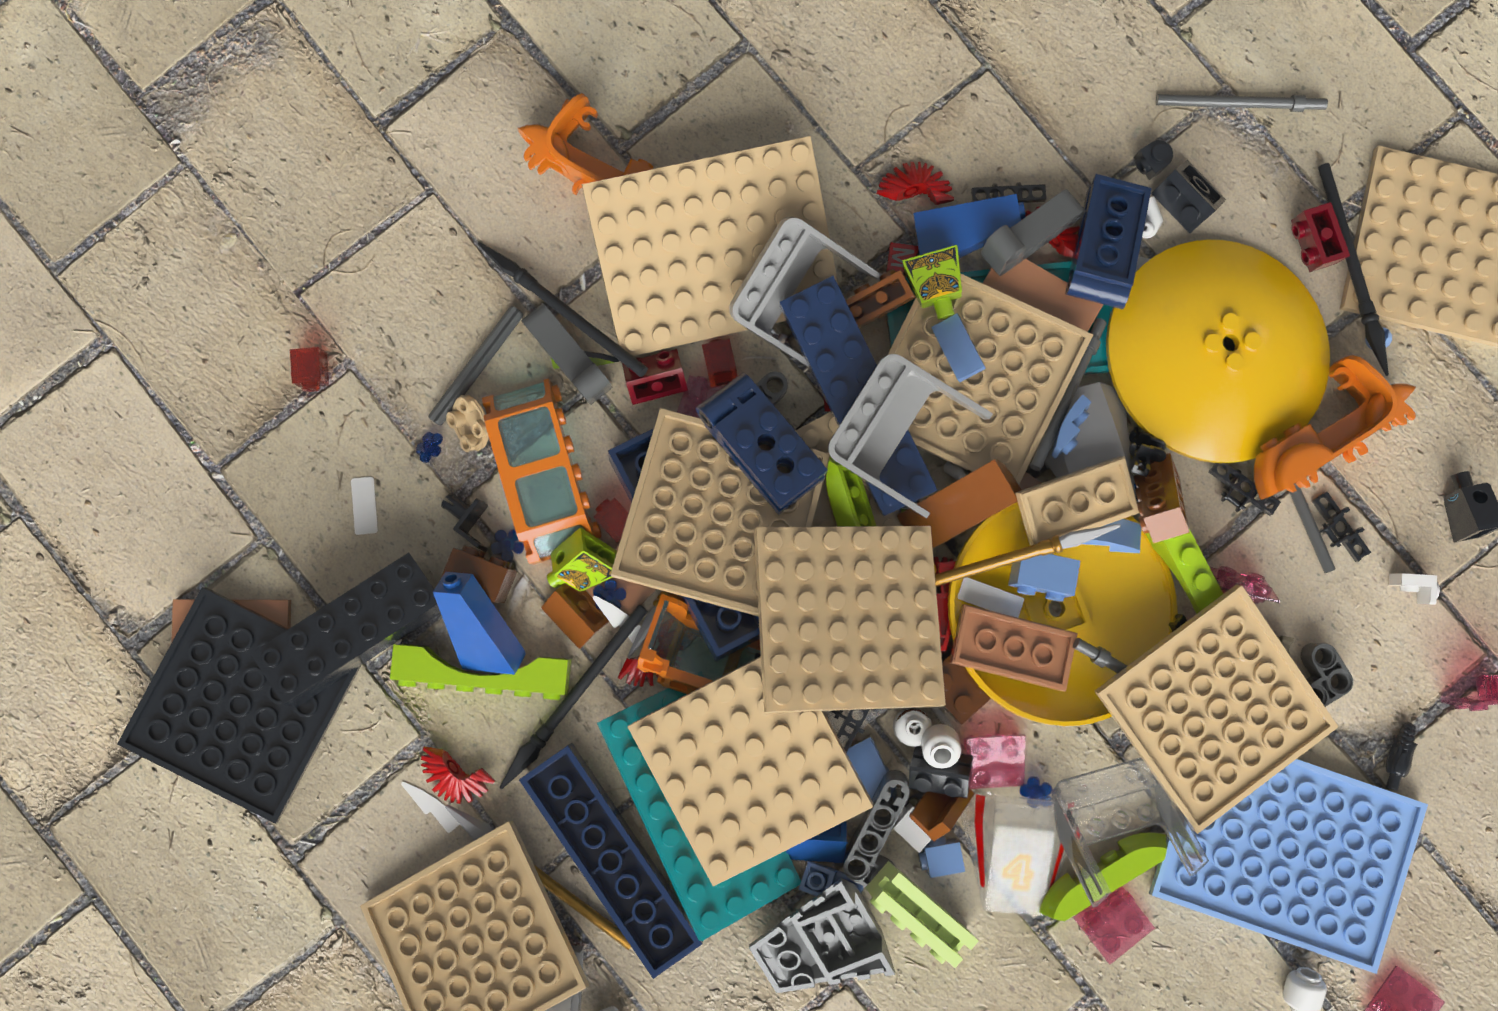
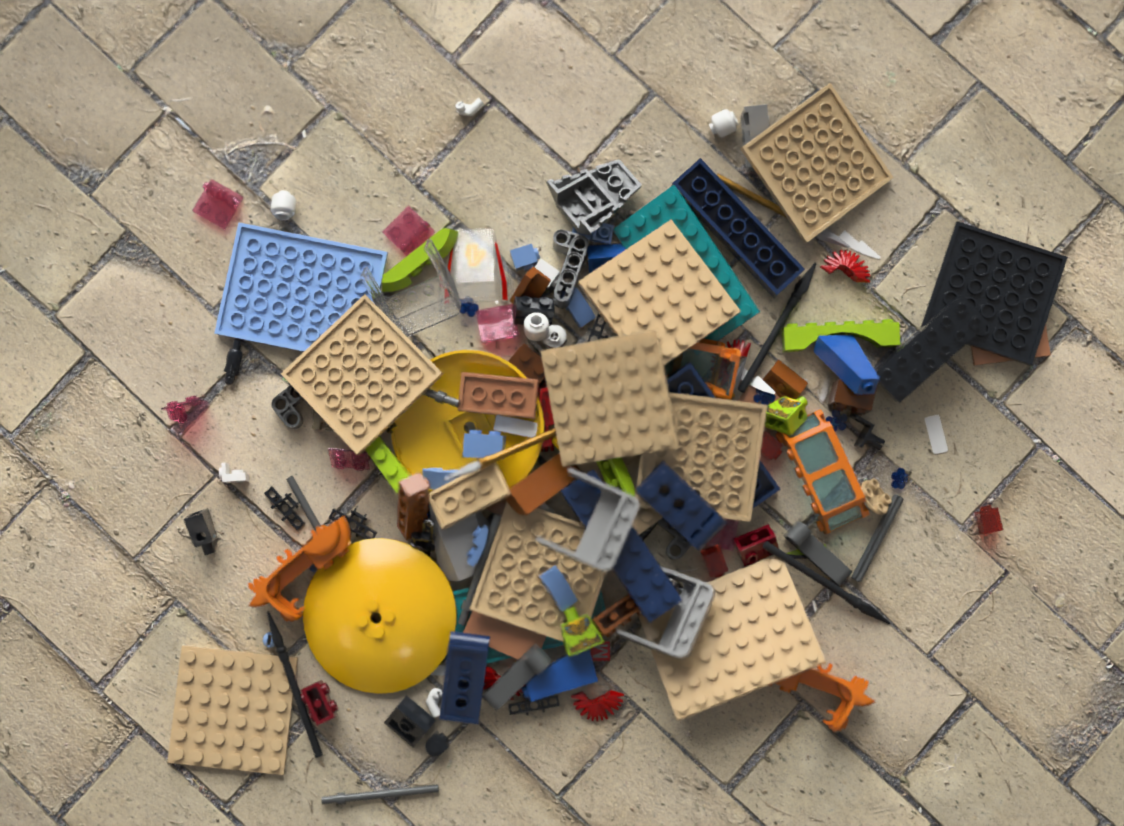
camera: 175 degrees right, 0 degrees up
(919, 913) = (535, 220): yellowish green brick -> none

